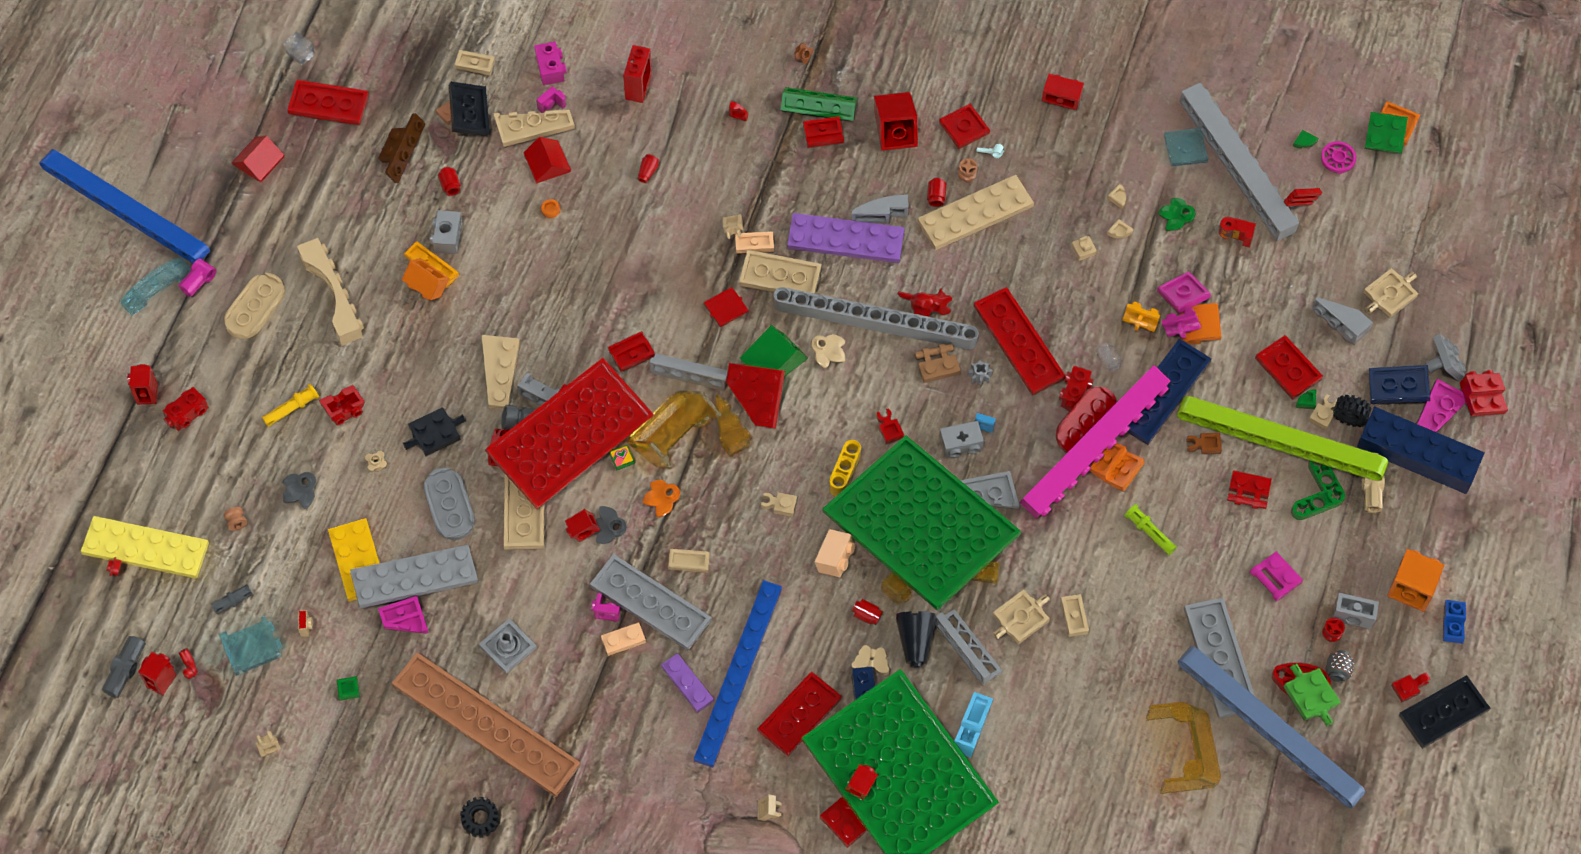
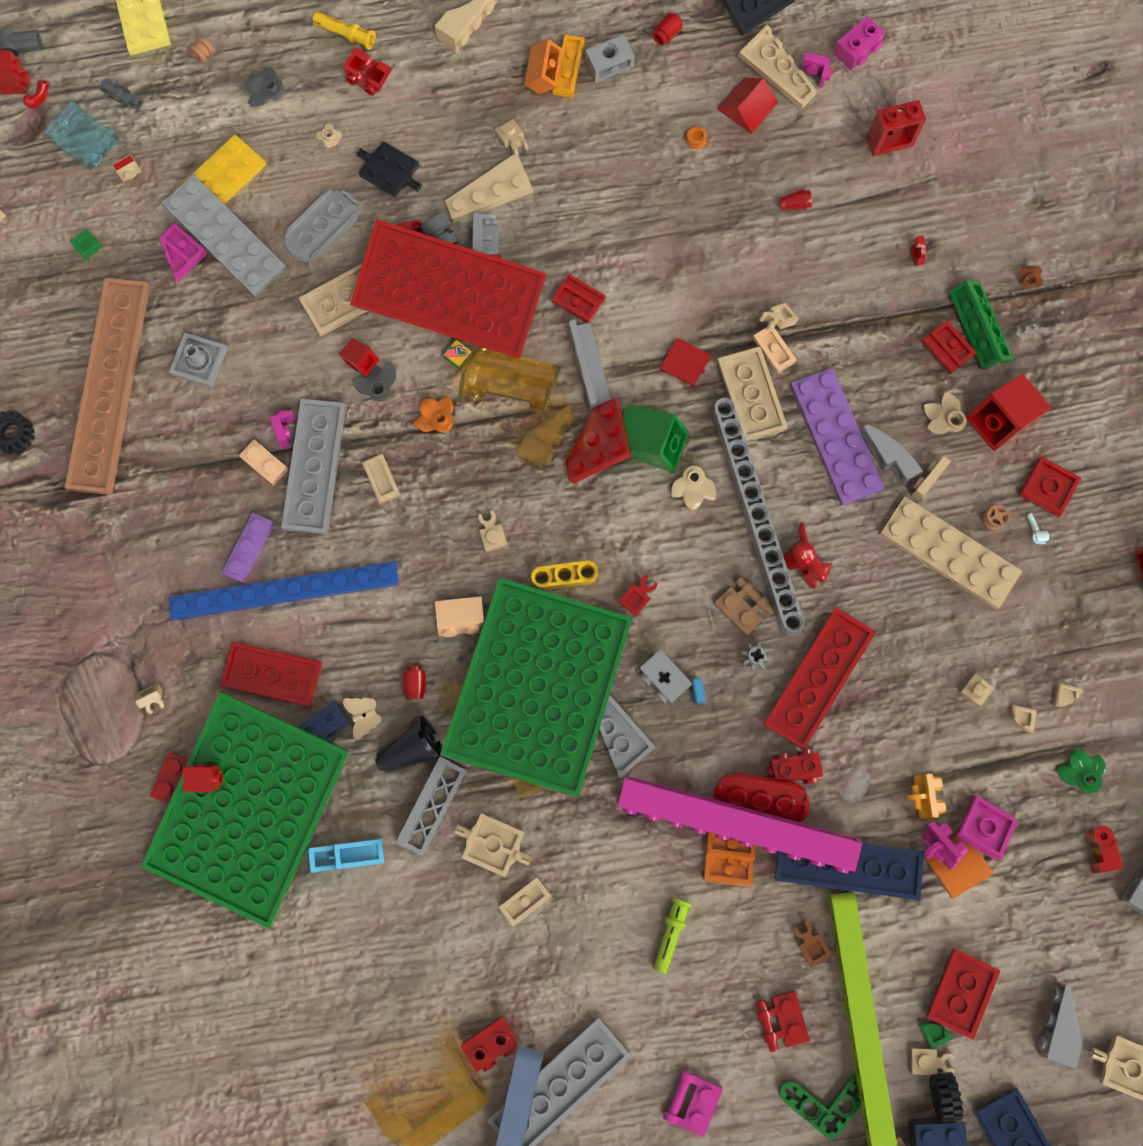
camera: 65 degrees right, 15 degrees up
(465, 330) = (511, 135): none -> tan plate
(870, 161) = (943, 413): none -> tan plate
(916, 198) = (935, 470): none -> tan plate
(936, 192) = (948, 499): red brick -> none
(1165, 684) = (489, 1044): none -> red brick

